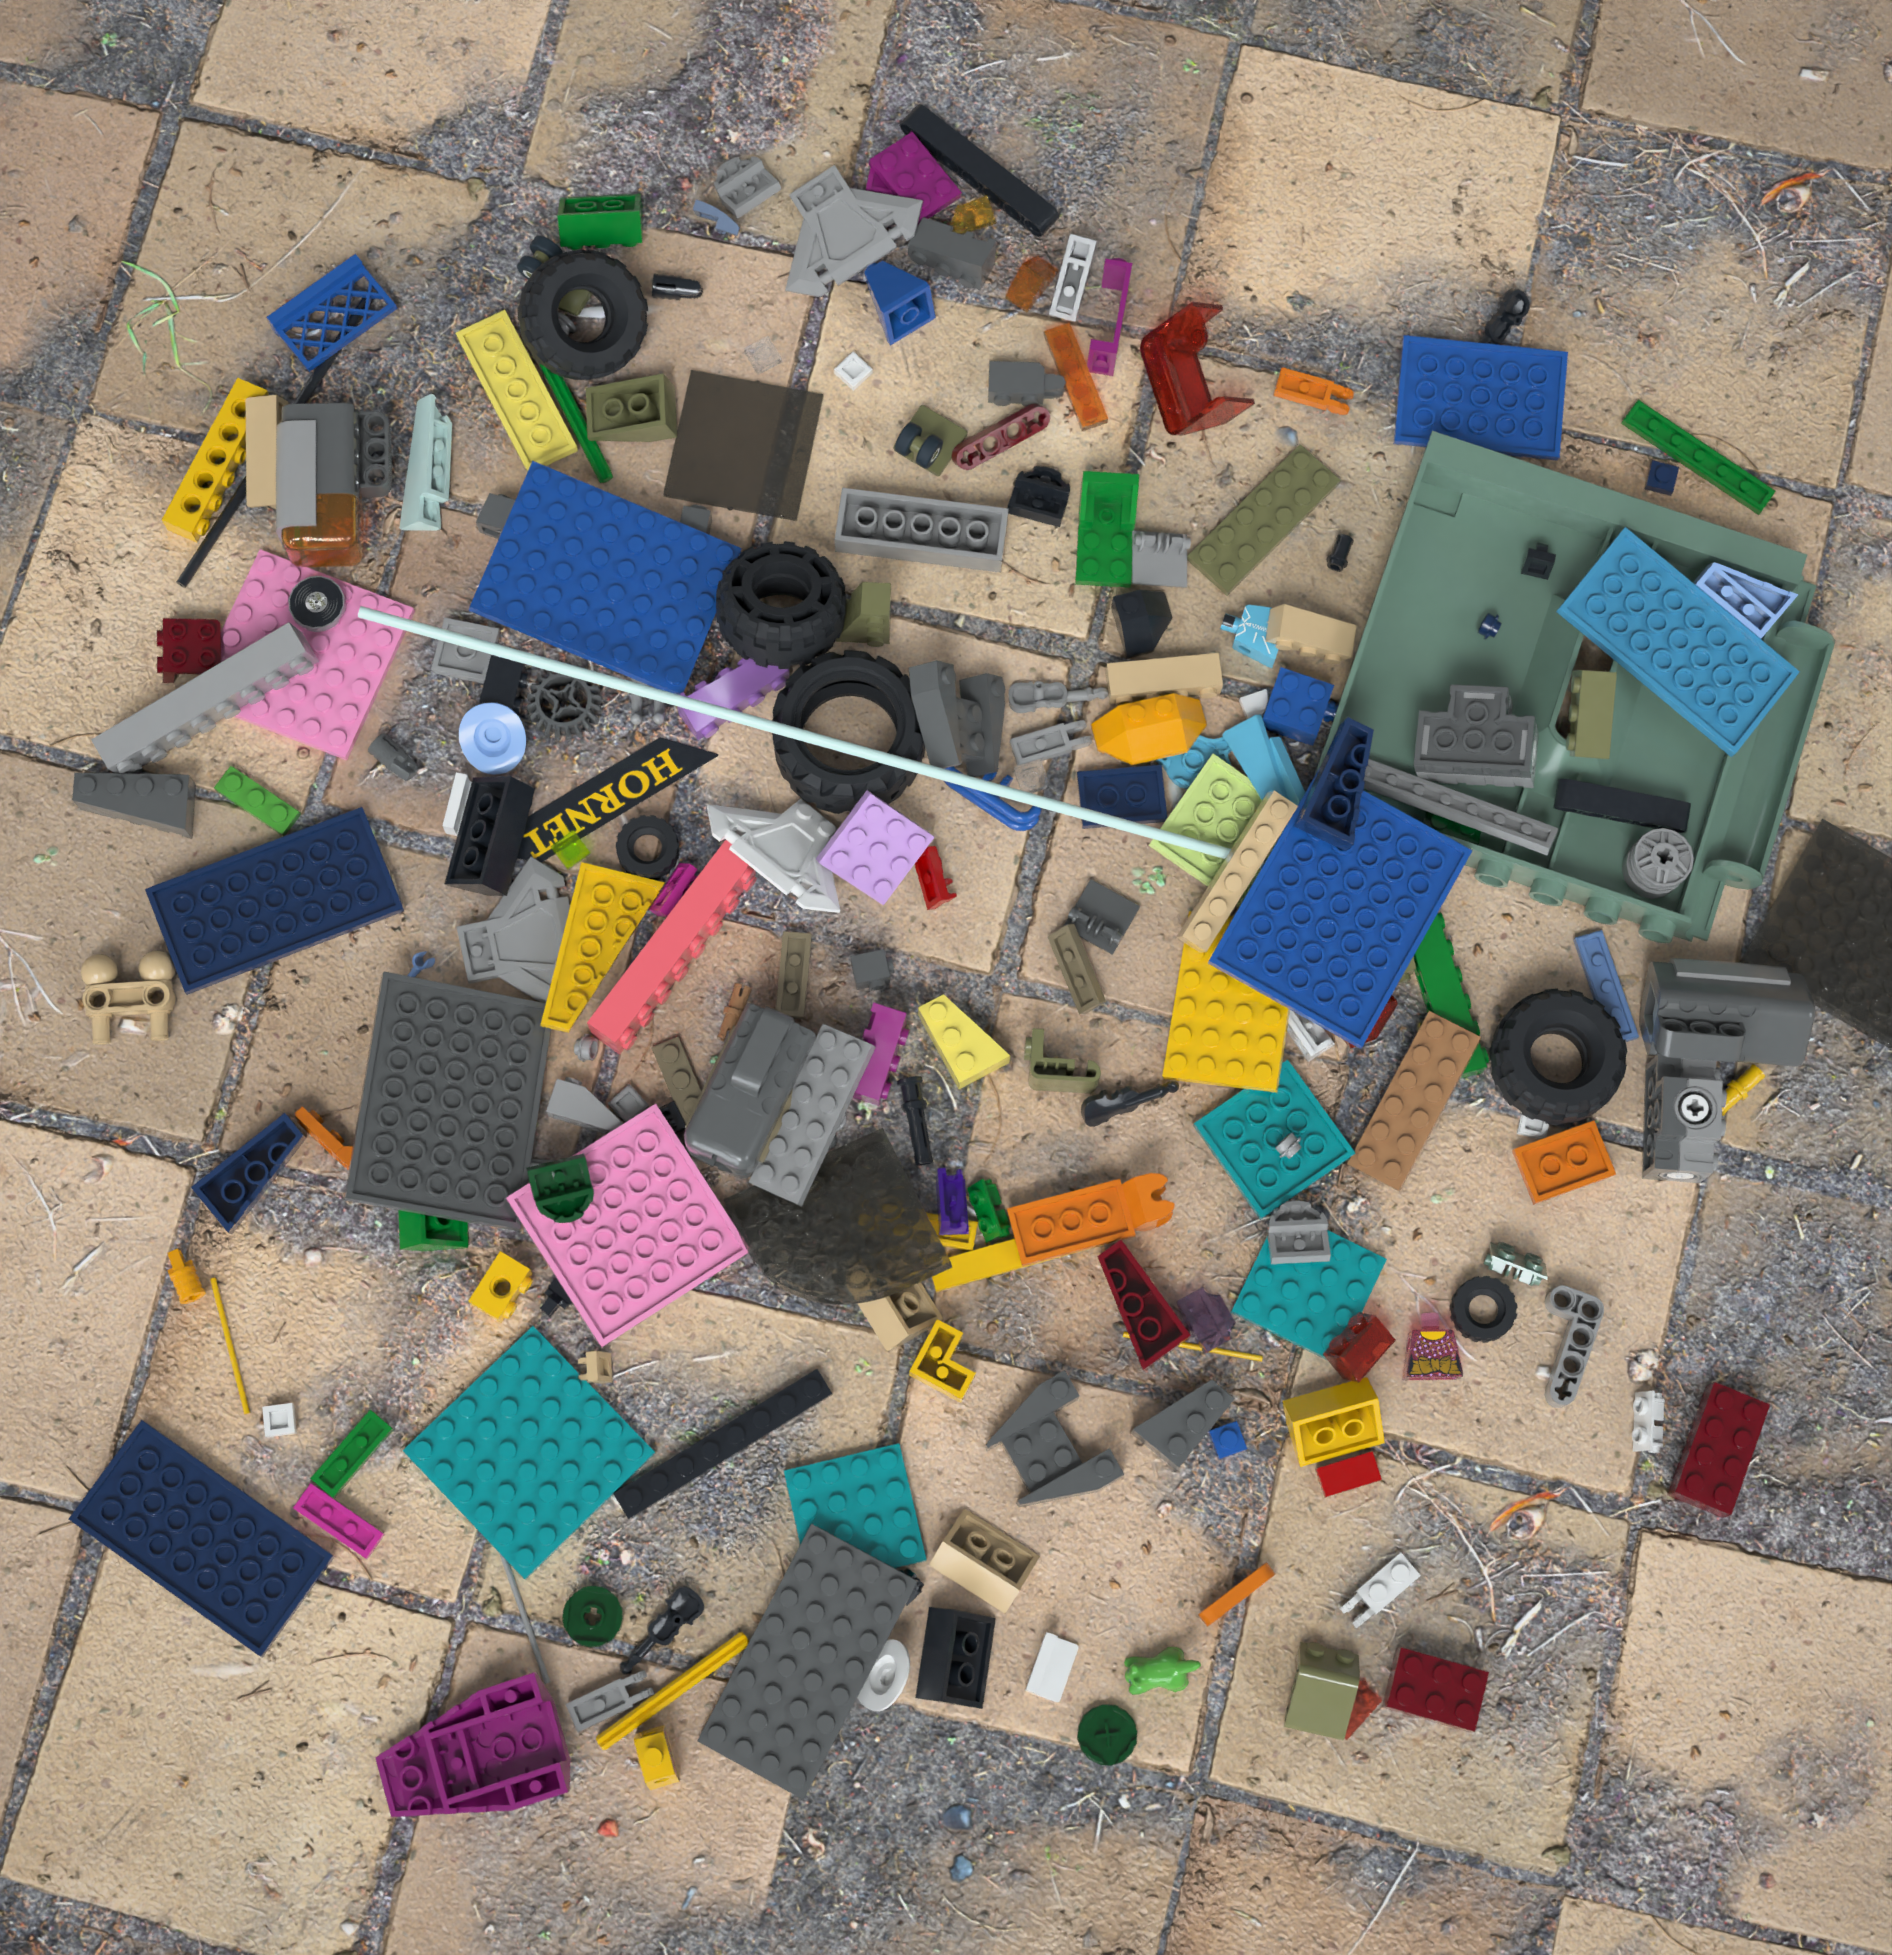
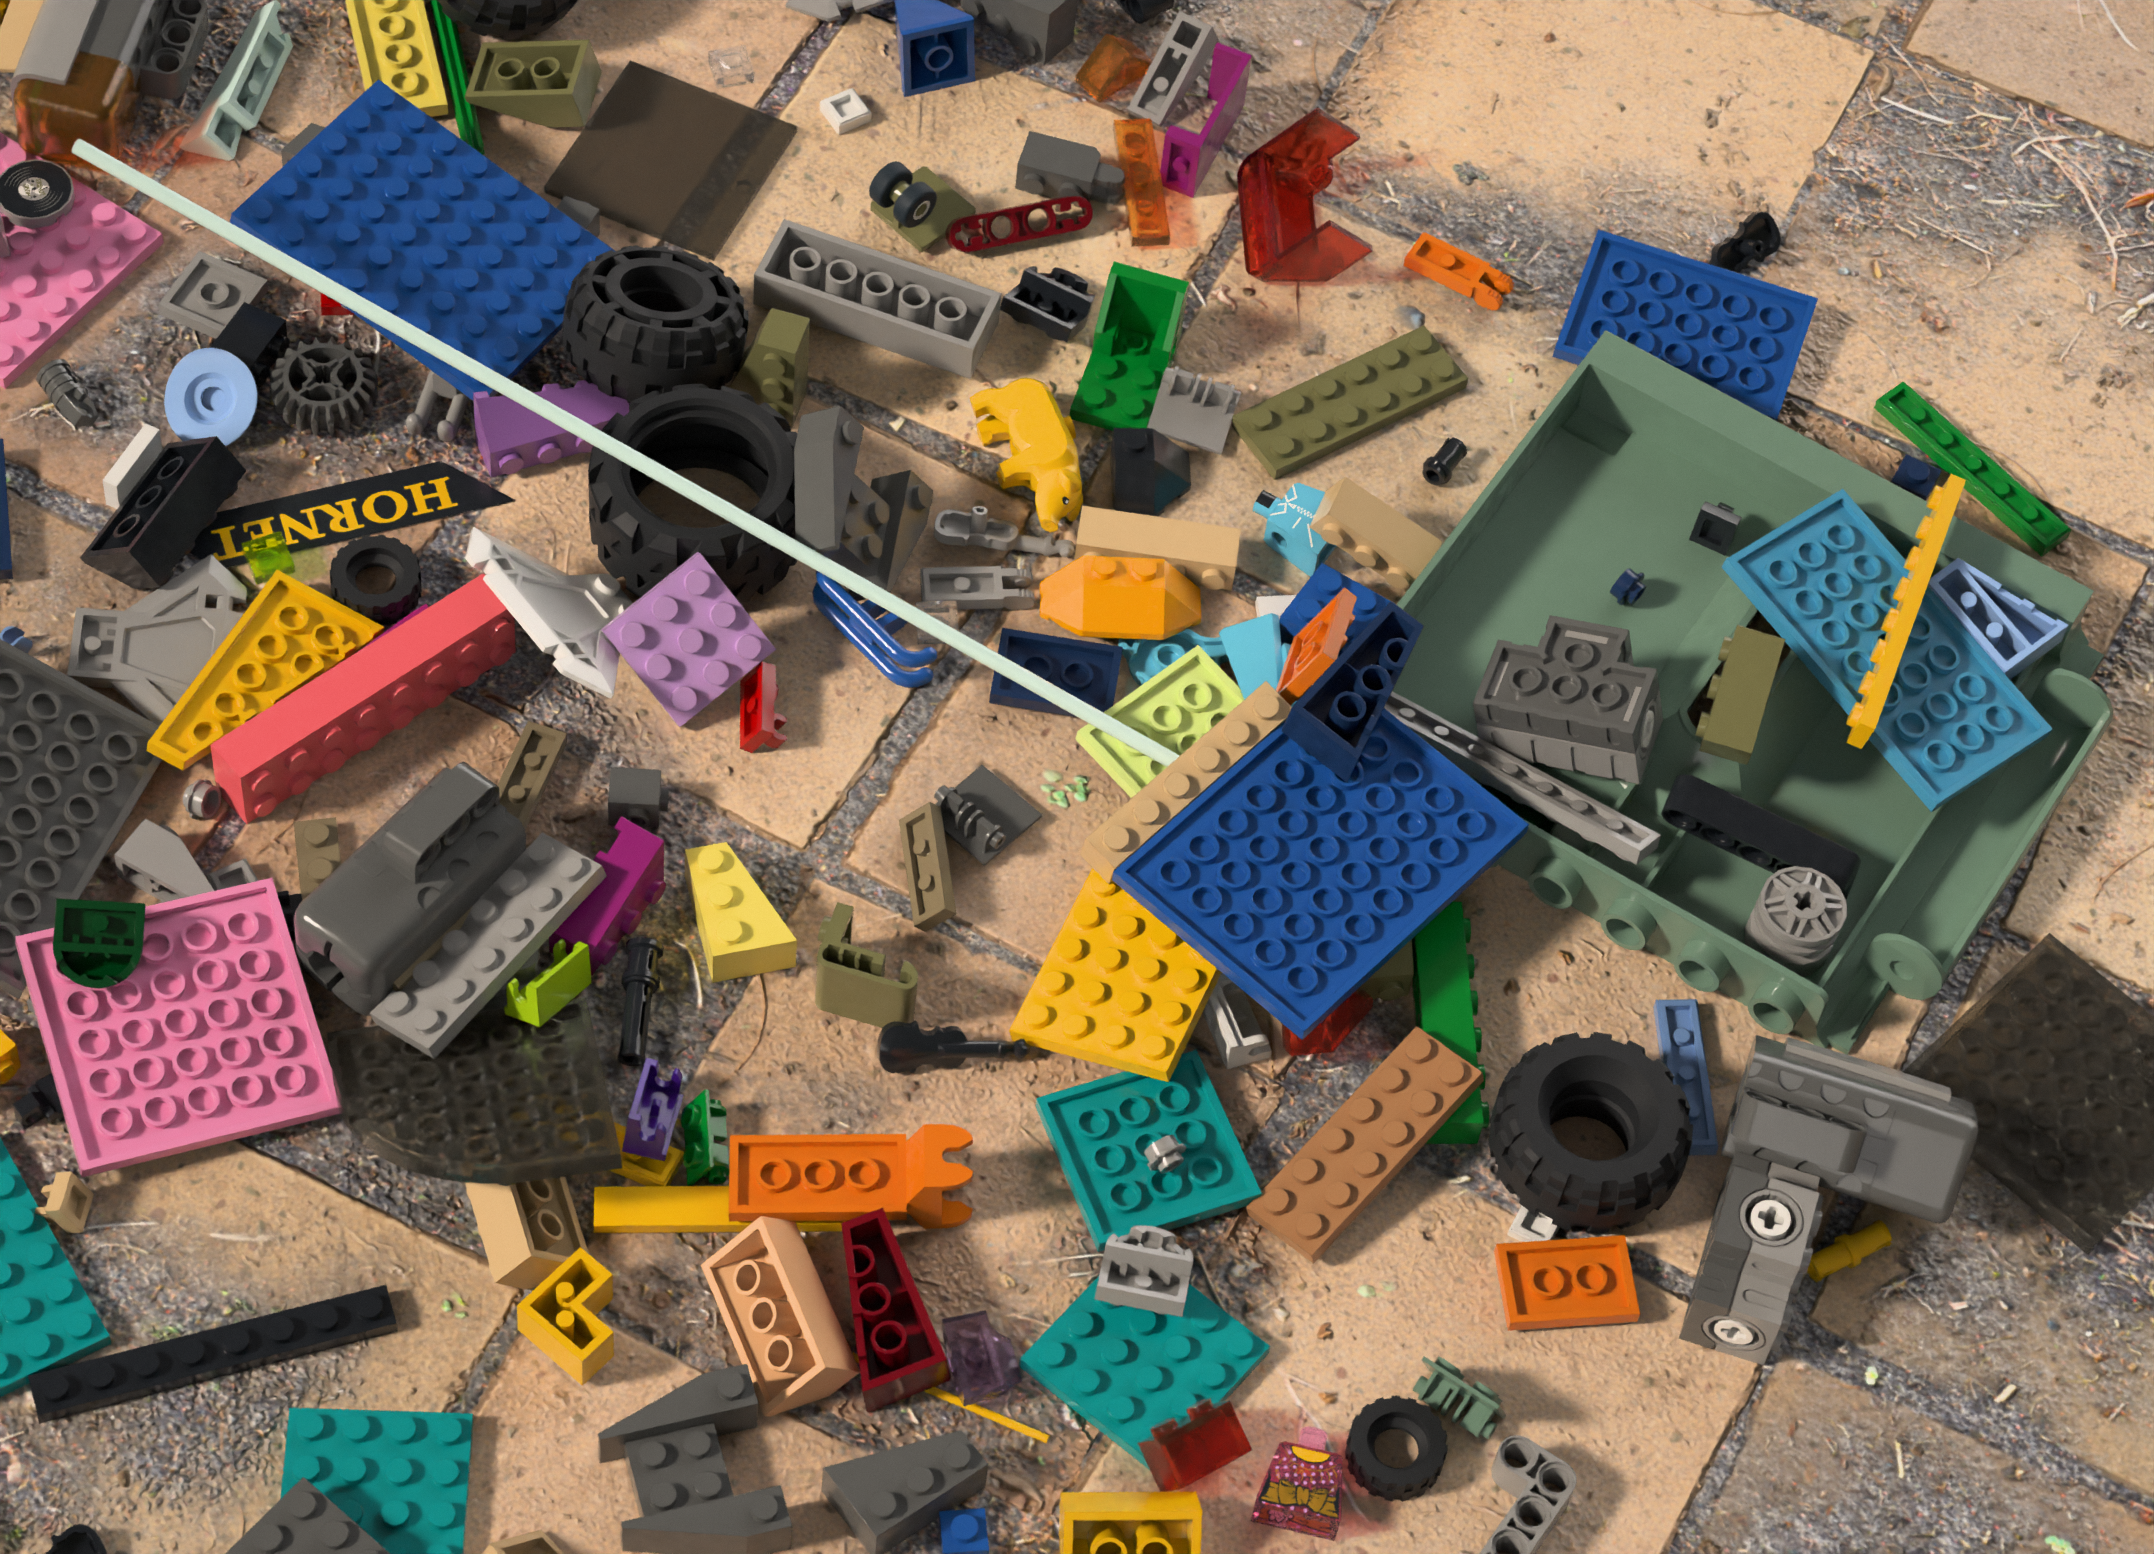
camera: 10 degrees right, 20 degrees down
(858, 1129) = (552, 987): none -> lime hinge
(1065, 620) = (1039, 443): none -> yellow animal
(1072, 1324) = (779, 1316): none -> light nougat slope
(1298, 749) = (1316, 647): none -> orange plate
(1687, 623) = (1900, 621): none -> yellow plate

